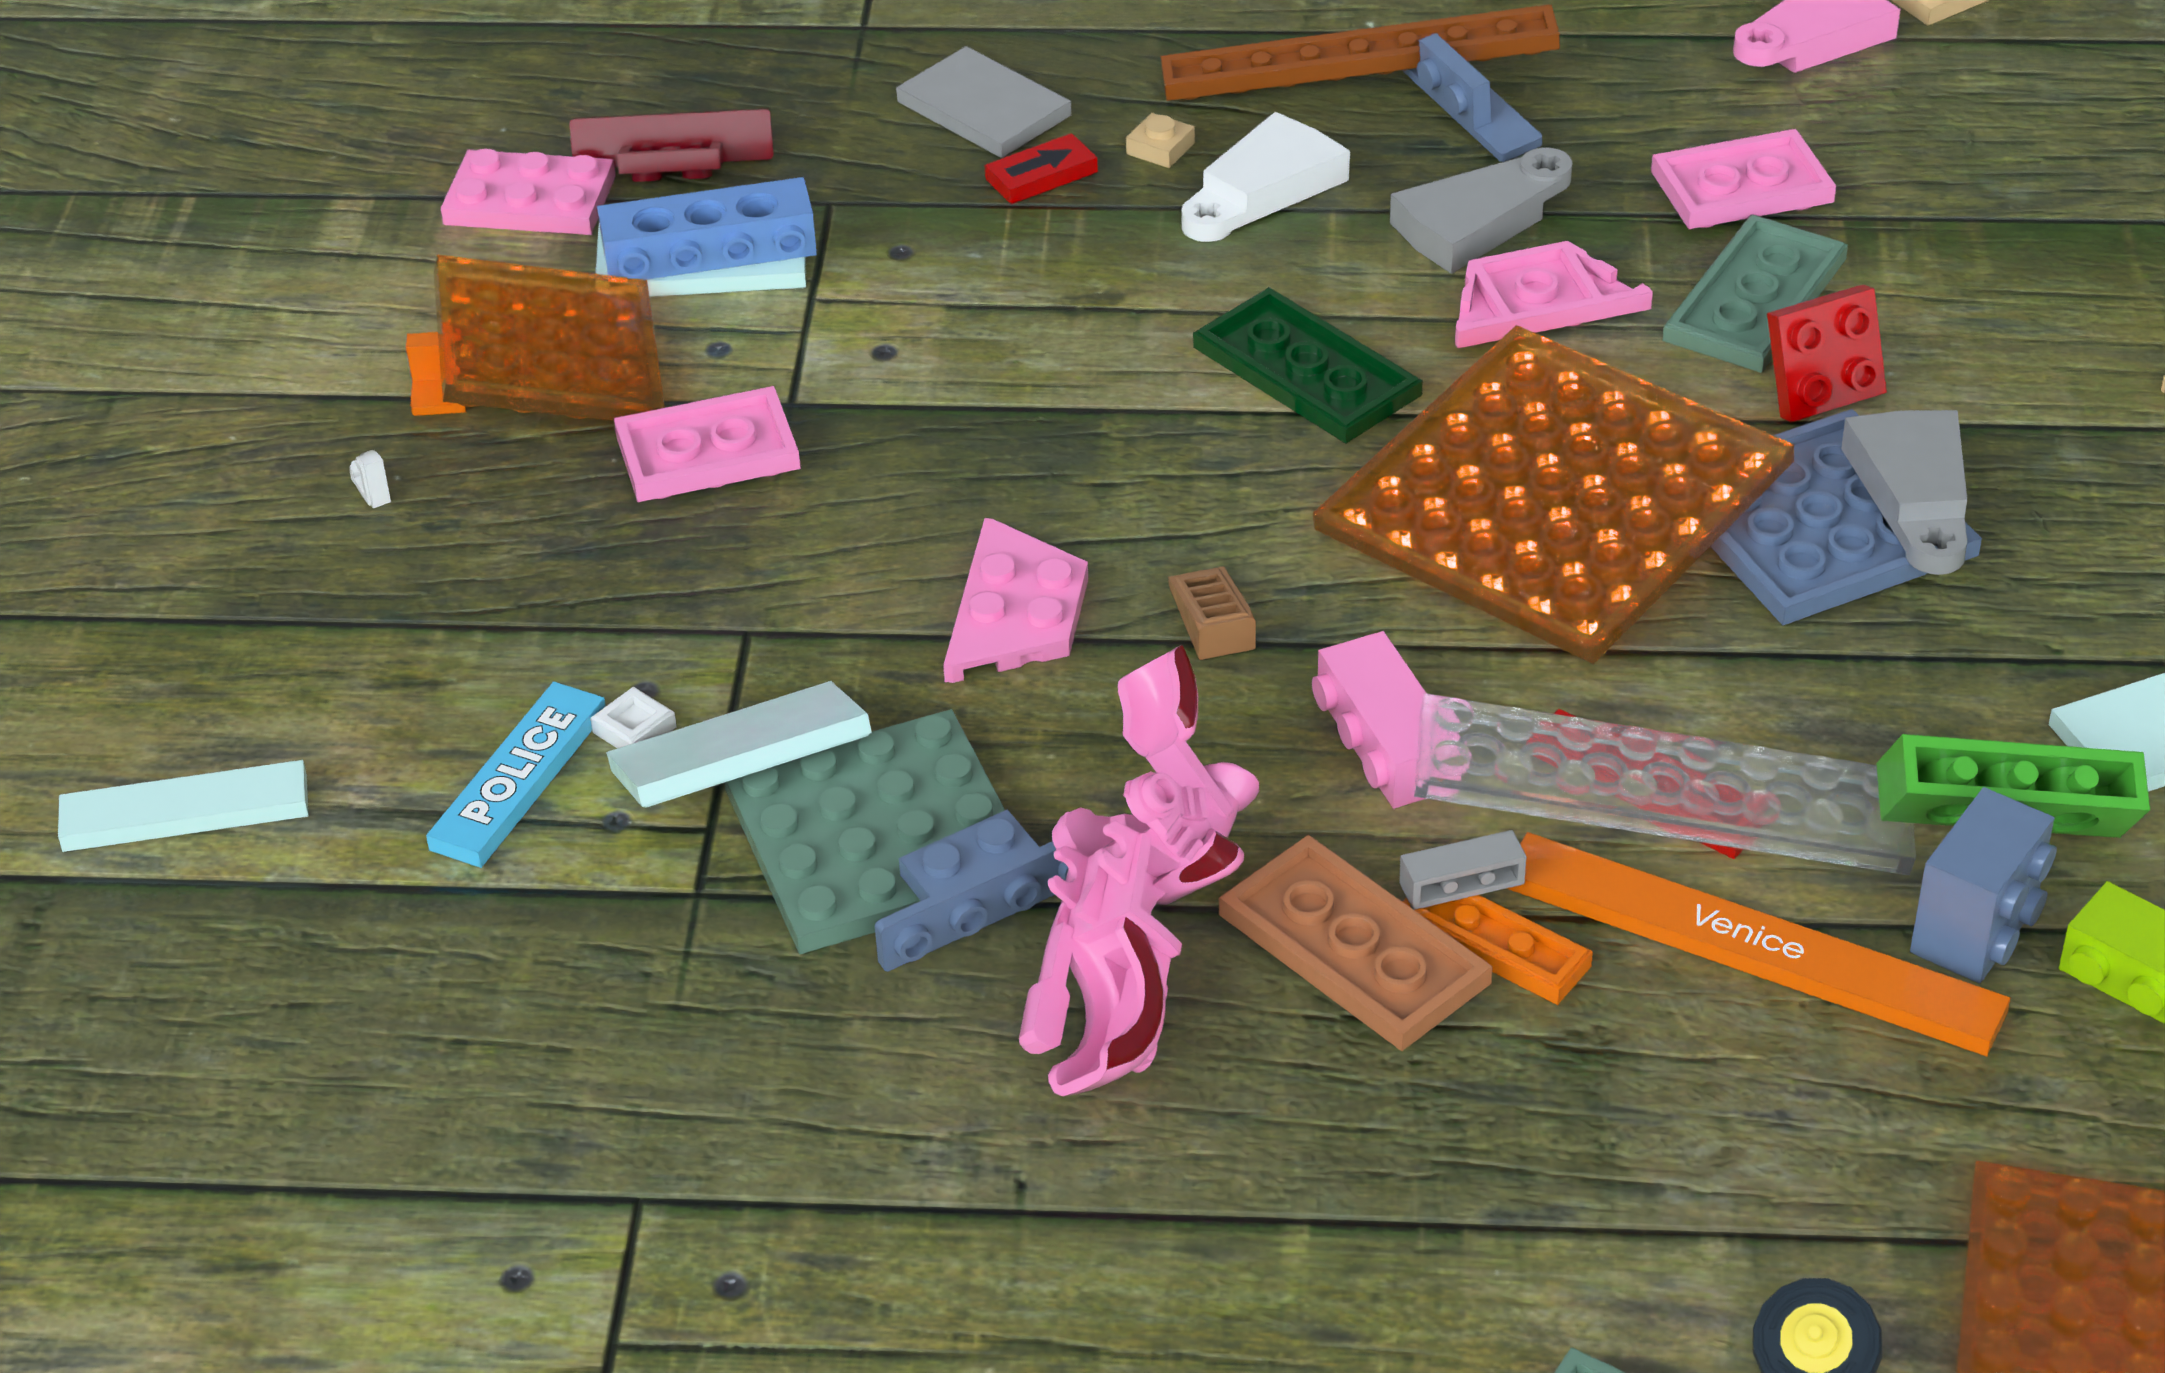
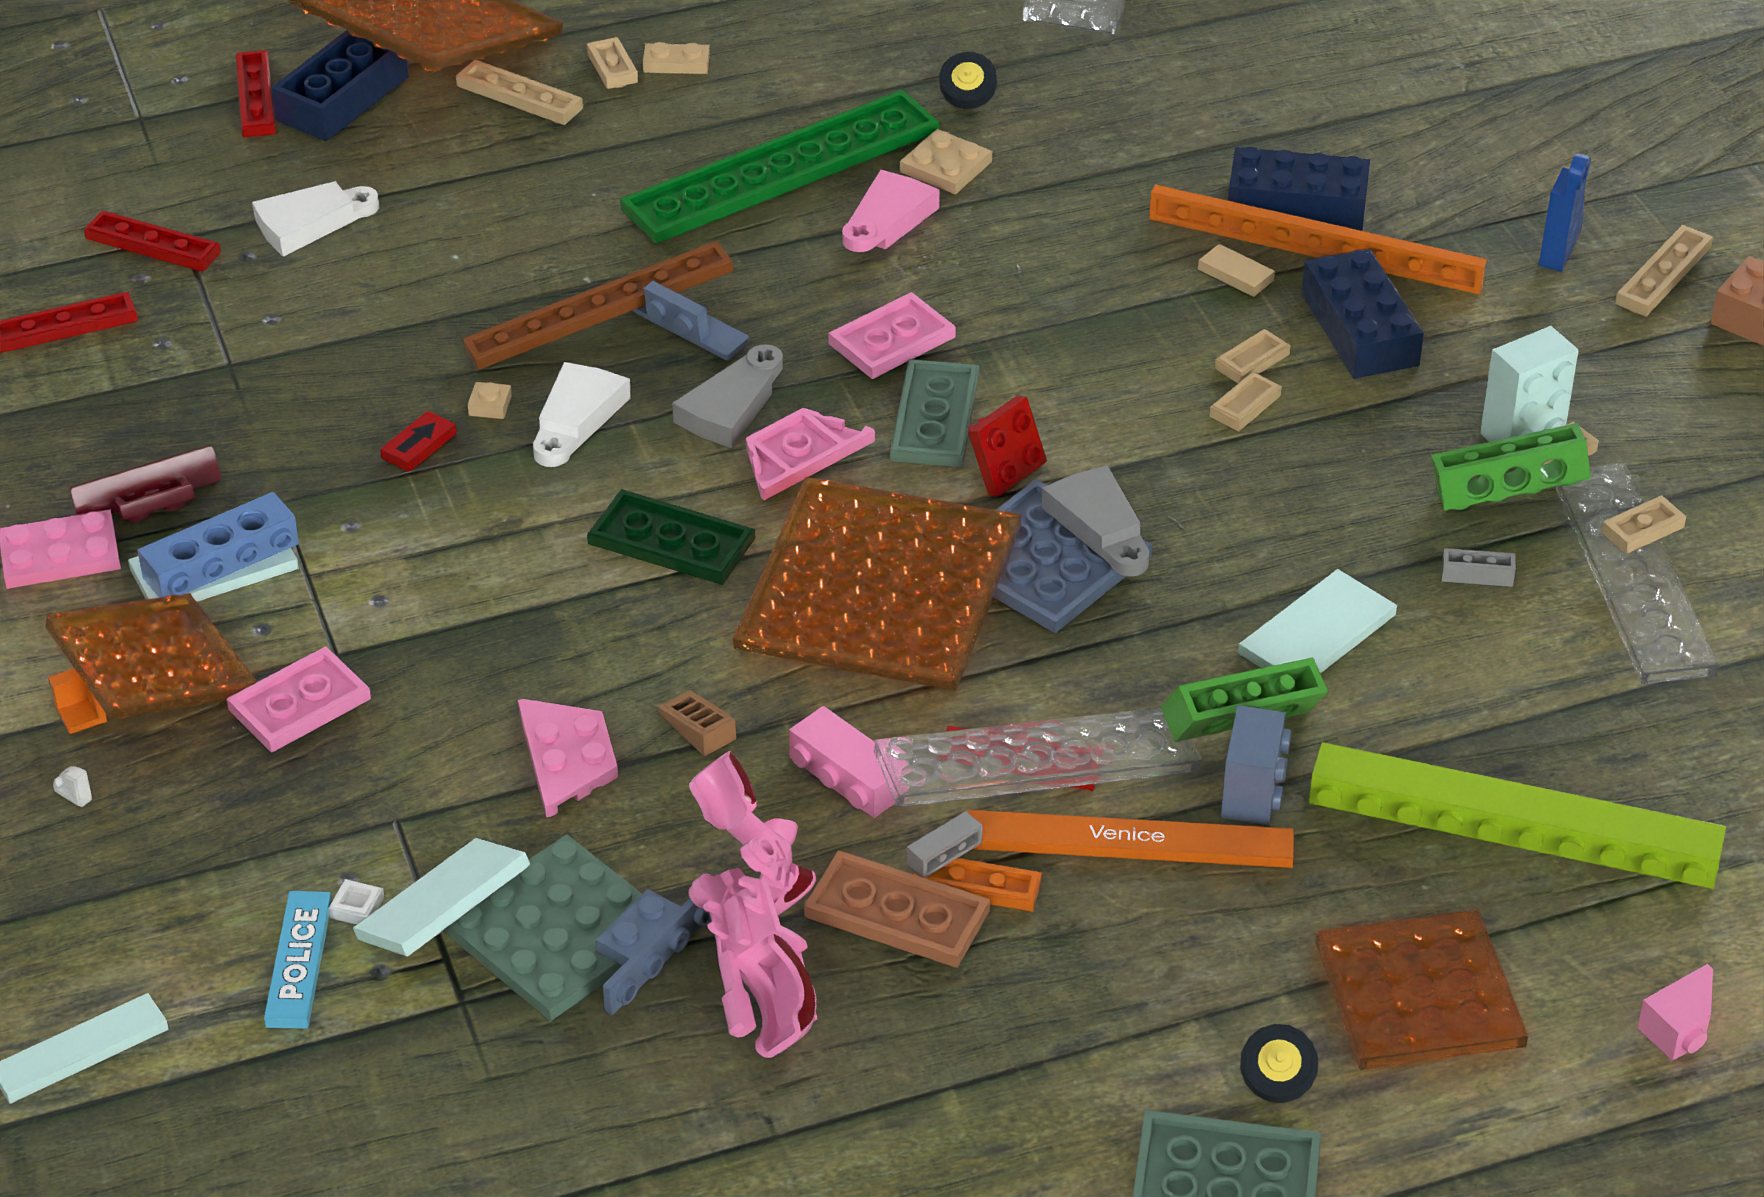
camera: 25 degrees left, 0 degrees up
(984, 101) = (350, 401): light grey tile -> none

